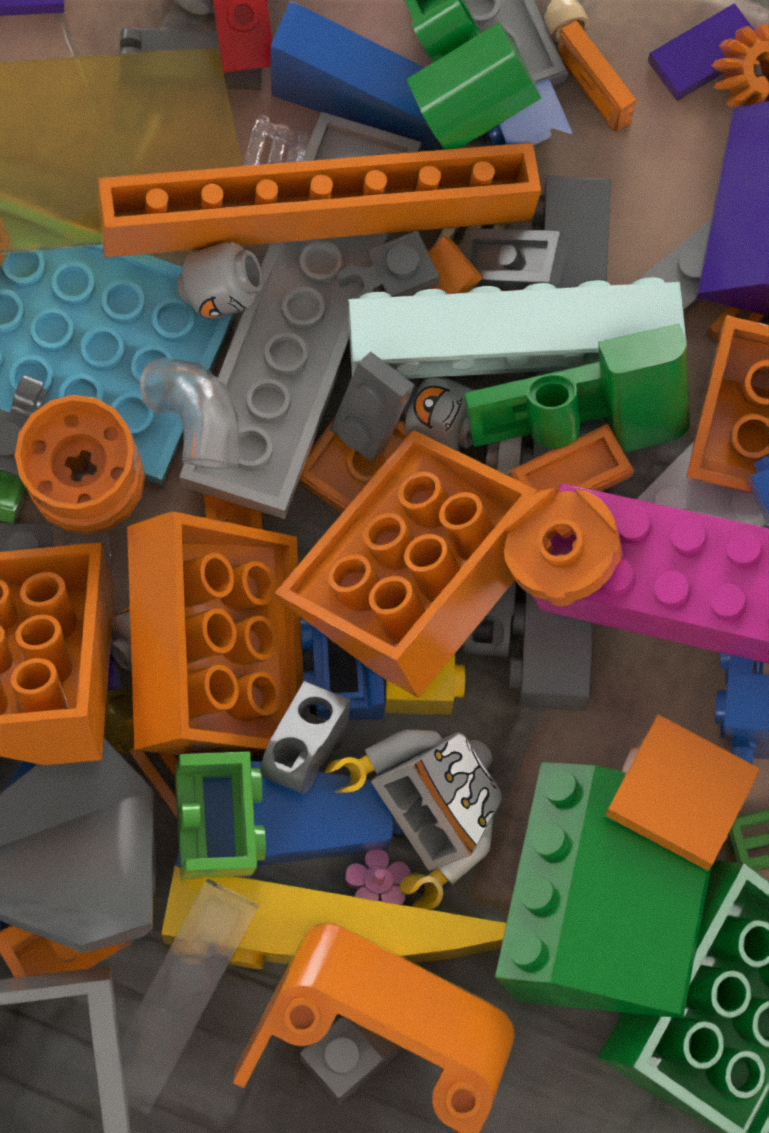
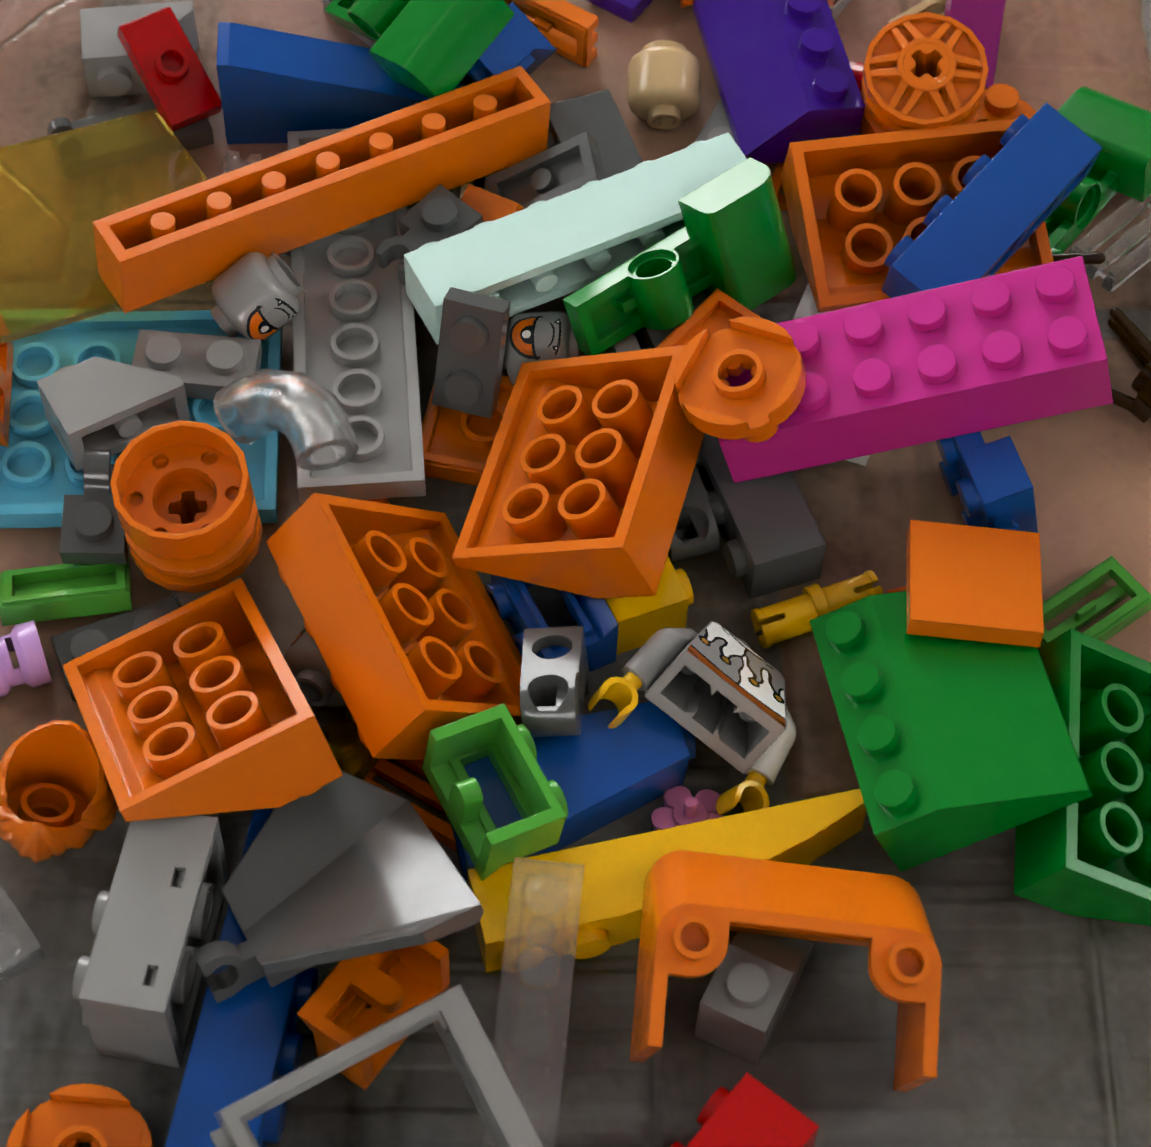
camera: 20 degrees left, 15 degrees down
(59, 339) = (108, 404): none -> light grey slope
(148, 320) = (199, 360): none -> light grey plate
(563, 743) = (794, 614): none -> yellow pin
(668, 185) = (664, 84): none -> tan head

